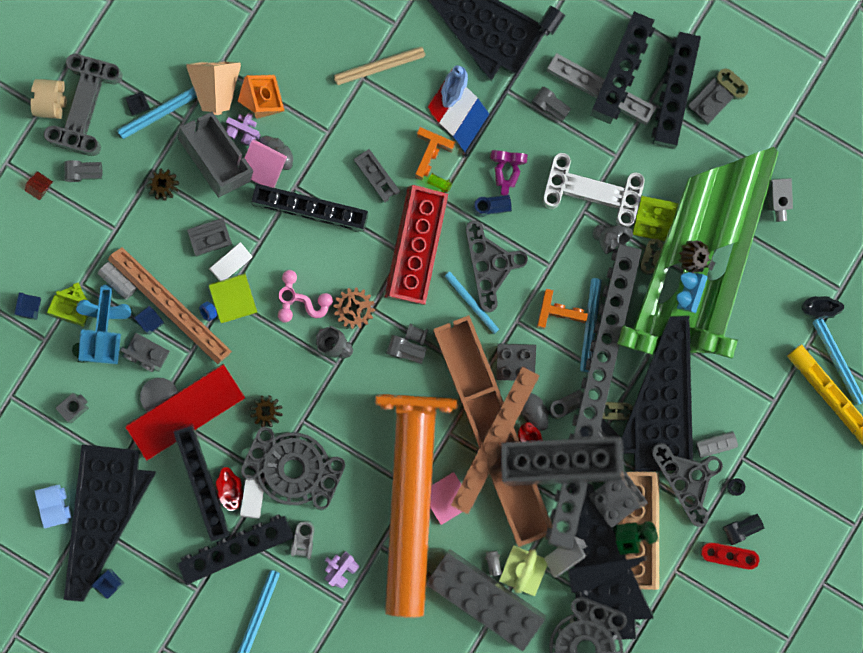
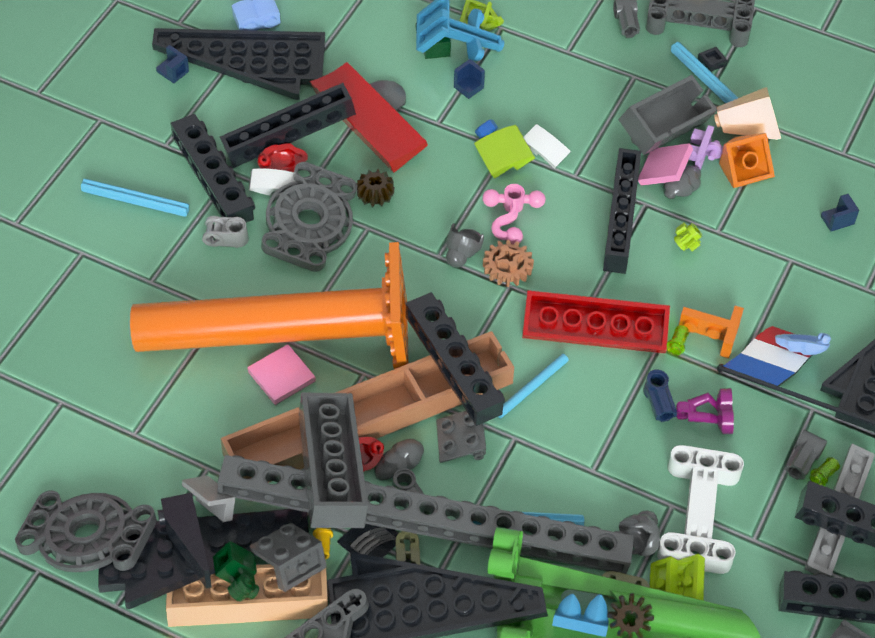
camera: 85 degrees right, 30 degrees down
(64, 409) = (364, 23): dark grey brick -> none
(117, 280) = (510, 51): light grey axle -> none
(147, 352) = (429, 79): dark grey bracket -> none
(160, 191) = (625, 81): dark brown gear -> none
(169, 305) = (487, 97): nougat plate -> none
(209, 237) = (572, 126): dark grey plate -> none
(322, 30) = (841, 216): none -> dark blue panel
(337, 567) = (198, 274): lavender hips -> none
(339, 158) = (688, 236): none -> lime gear
(376, 175) = (674, 276): dark grey plate -> none
(379, 65) = (811, 273): tan axle -> none
(401, 348) = (464, 313): dark grey piece -> none
(416, 334) = (485, 323): dark grey bush -> none
(486, 600) = (151, 416): dark grey brick -> none
(489, 255) = (571, 406): dark grey beam -> none
(493, 442) = (366, 404): nougat plate -> none
(493, 563) = (200, 426): light grey pin -> none
(507, 335) = (444, 343): none -> black brick
(523, 570) = (188, 456): yellowish green tile -> none
(558, 310) = (536, 465): orange bracket -> none
(569, 97) = (824, 471): none -> clear neon green pin

